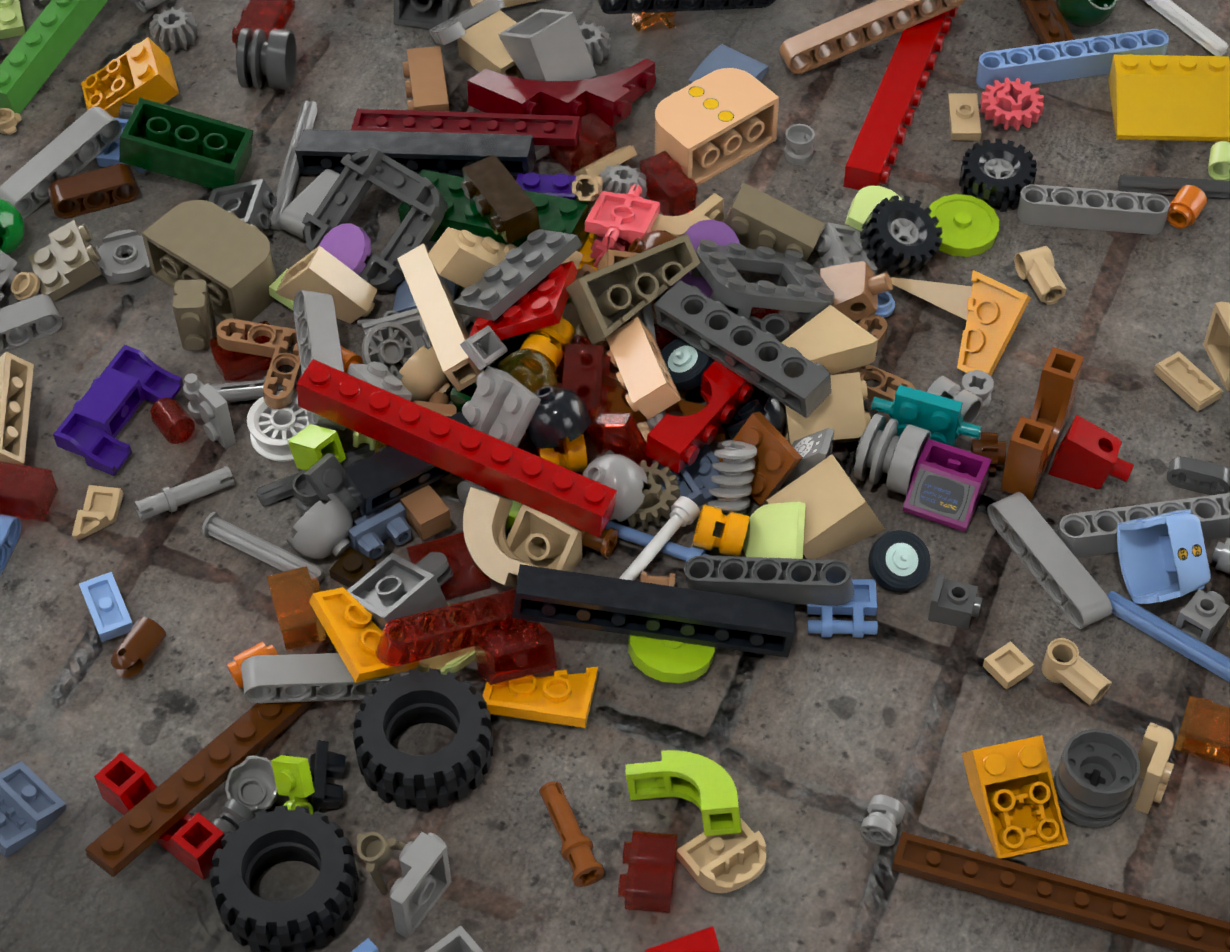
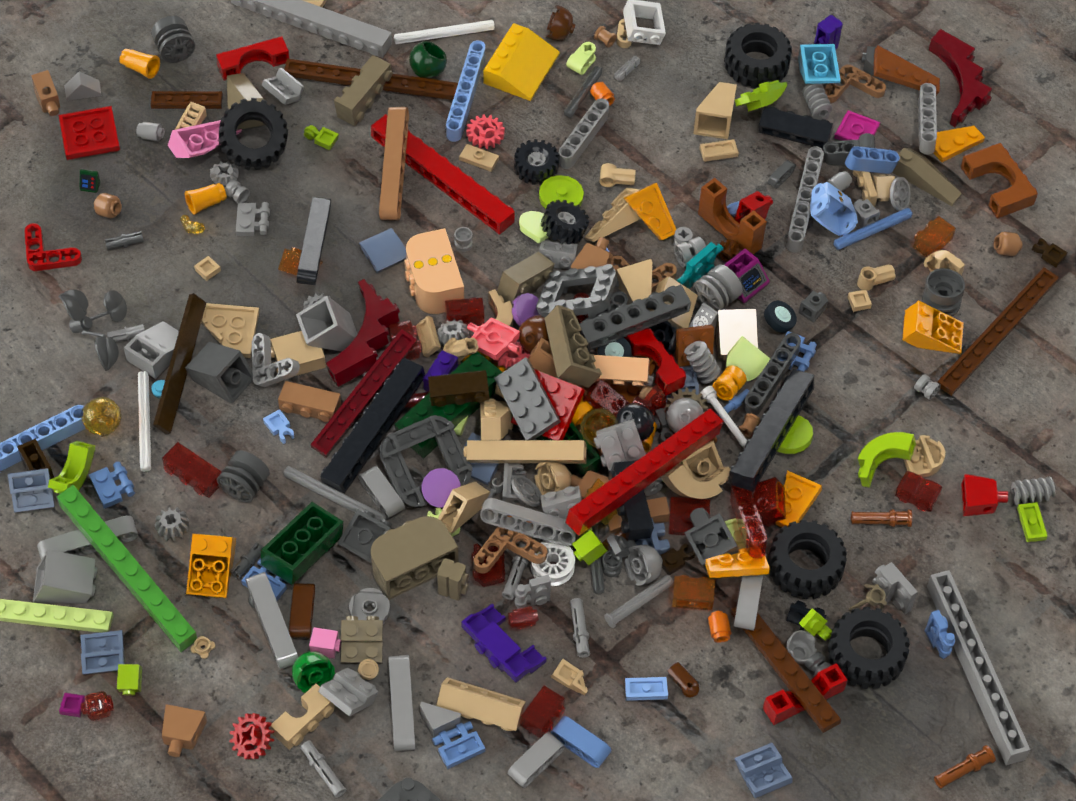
camera: 70 degrees left, 5 degrees up
(44, 221) = (325, 642): none -> bright pink brick
(376, 70) = (279, 424): none -> light blue plate
(484, 348) = (578, 433): light grey slope -> none
(1049, 560) = (804, 256): light grey beam -> none

